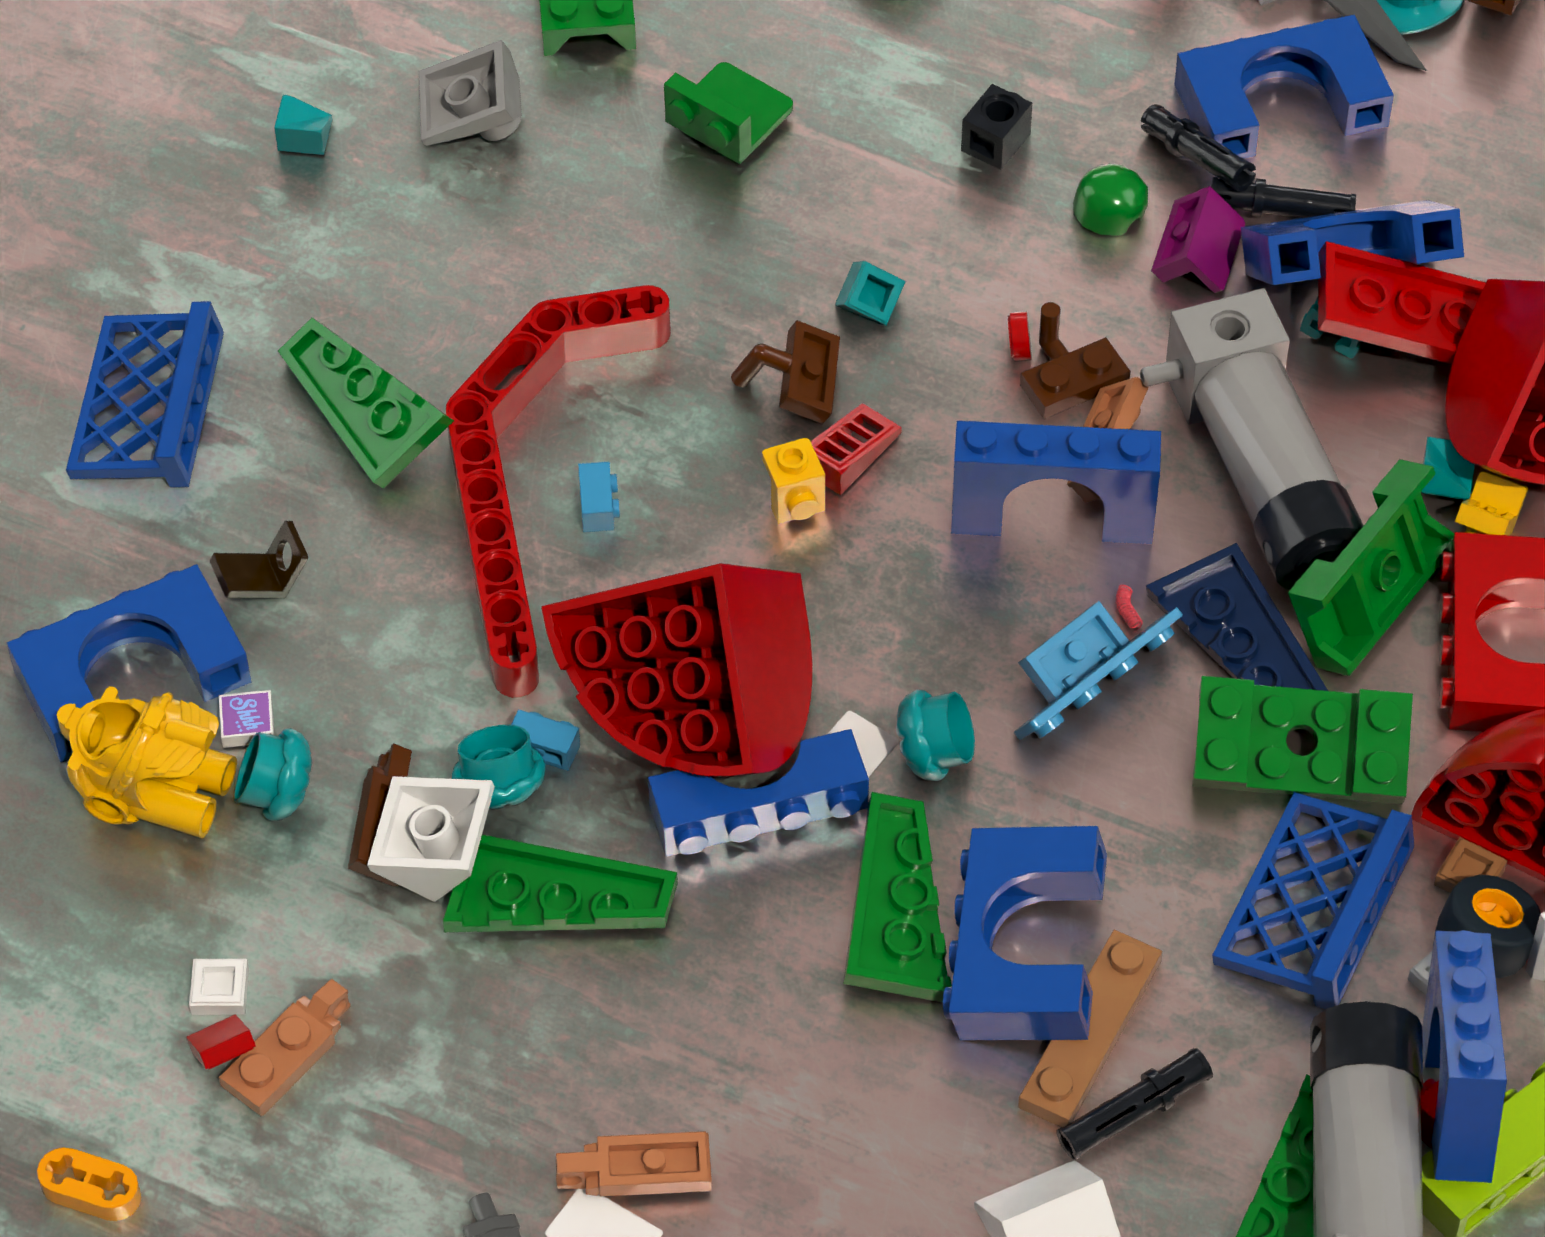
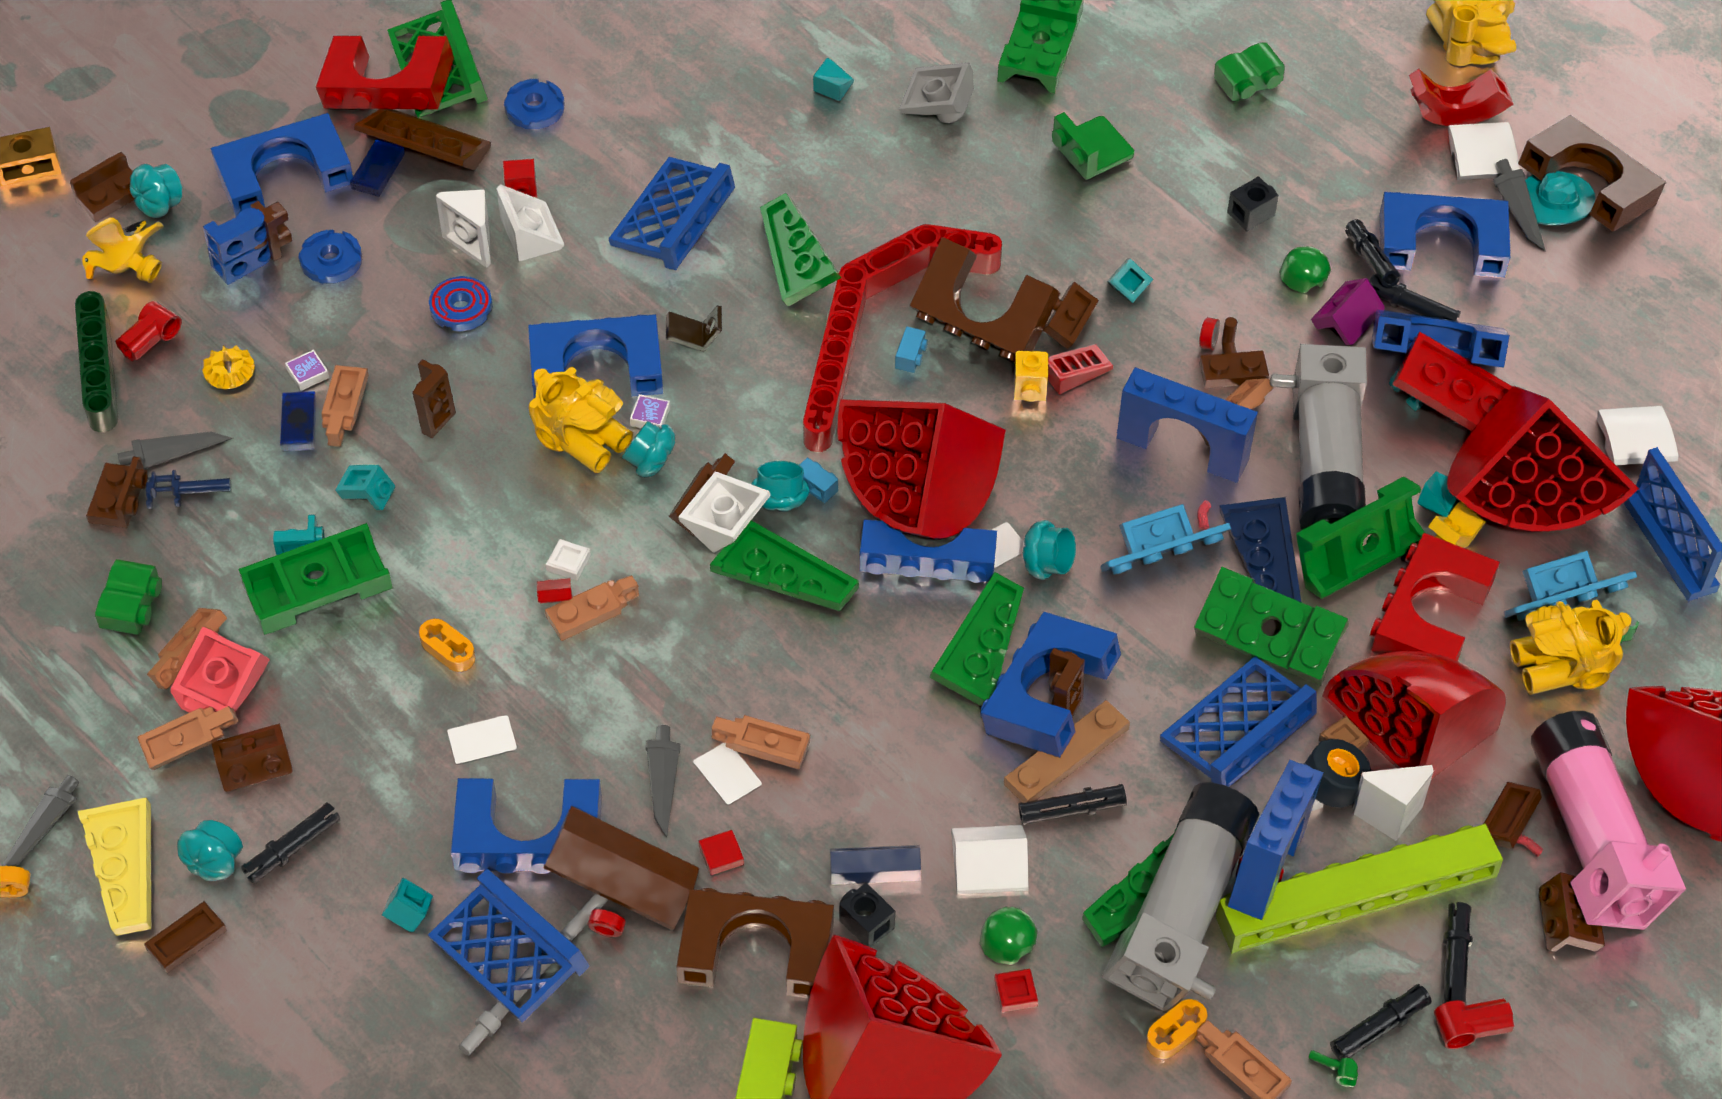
camera: 20 degrees right, 0 degrees up
(738, 427) = (940, 300): none -> reddish brown arch
(1049, 918) = (1066, 679): none -> reddish brown bracket

